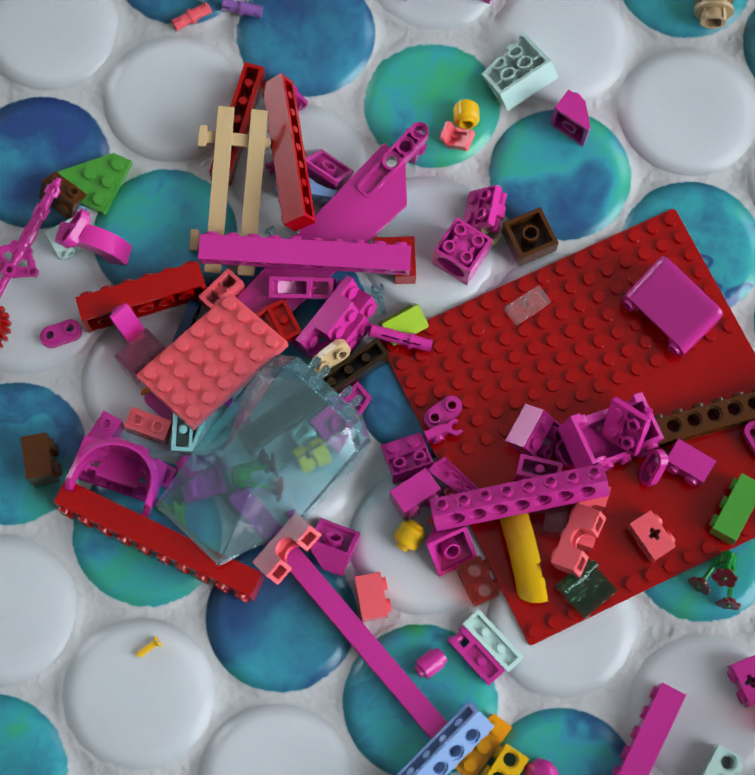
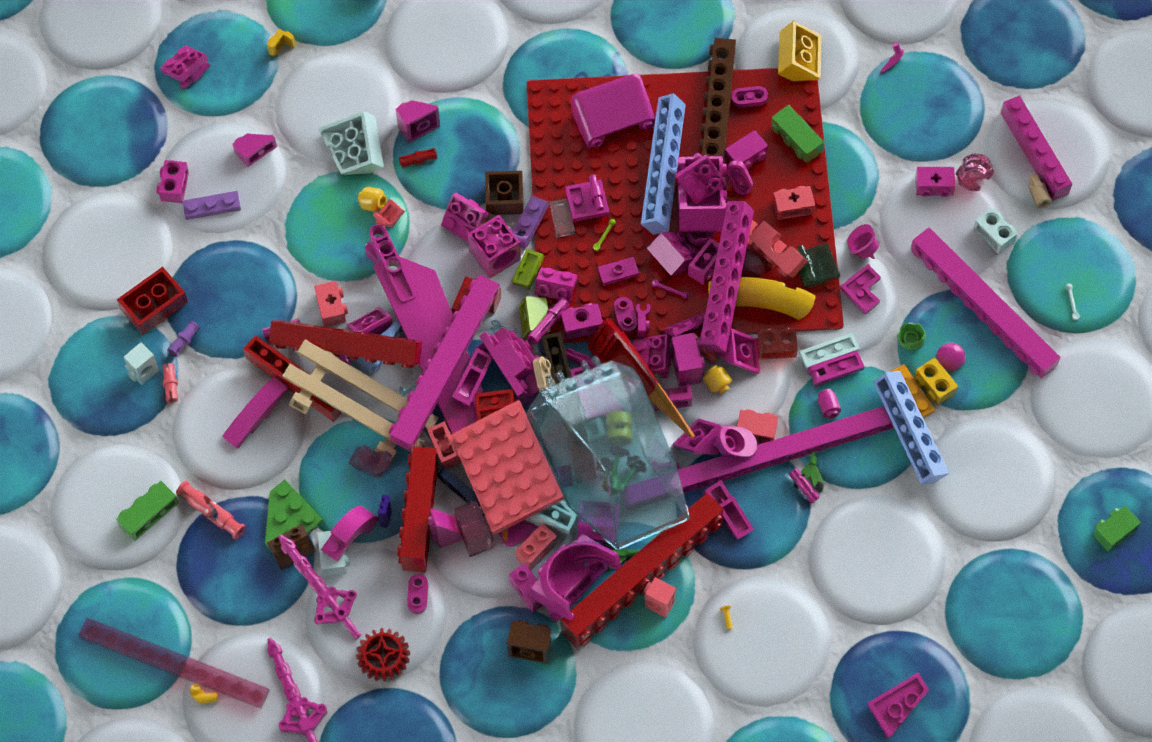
camera: 65 degrees left, 10 degrees down
(50, 52) = (147, 510): none -> bright green brick
(72, 111) = (202, 503): none -> coral piece
(78, 223) = (340, 531): dark pink plate -> none
(127, 261) = (385, 511): none -> dark purple tile
(136, 569) = (659, 597): none -> coral brick
(179, 230) = (369, 461): none -> brick
(186, 103) = (255, 411): none -> dark pink slope
(265, 605) = (733, 515): none -> dark pink slope
(273, 558) = (683, 456): coral arch -> none
(325, 672) = (804, 485): none -> dark pink axle
(337, 582) = (736, 442): none -> dark pink piece
(338, 114) = (333, 313): none -> coral brick
(347, 673) = (812, 471): none -> bright green piece
(372, 495) = (679, 396): none -> dark pink hinge
(377, 389) = (578, 357): none -> dark pink axle
(392, 421) = (613, 345): none -> red plate
(416, 382) = (575, 328): none -> dark pink brick
(447, 328) = (555, 284): none -> dark pink bracket
(455, 295) = (528, 269): none -> lime plate
(490, 385) = (618, 271): none -> dark pink plate
(494, 464) = (655, 283): none -> dark pink hinge
(509, 274) = (530, 220): none -> medium lavender plate
(510, 353) = (596, 247): none -> lime hinge
(534, 138) = (417, 157): none -> red pin
(546, 723) = (911, 336): none -> bright green hair
(557, 322) = (587, 200): none -> dark pink plate
(581, 643) = (858, 289): none -> dark pink plate
(638, 629) = (863, 242): none -> dark pink piece
(645, 377) = (663, 164): none -> light blue brick
(723, 576) = (848, 162): dark red plant -> none

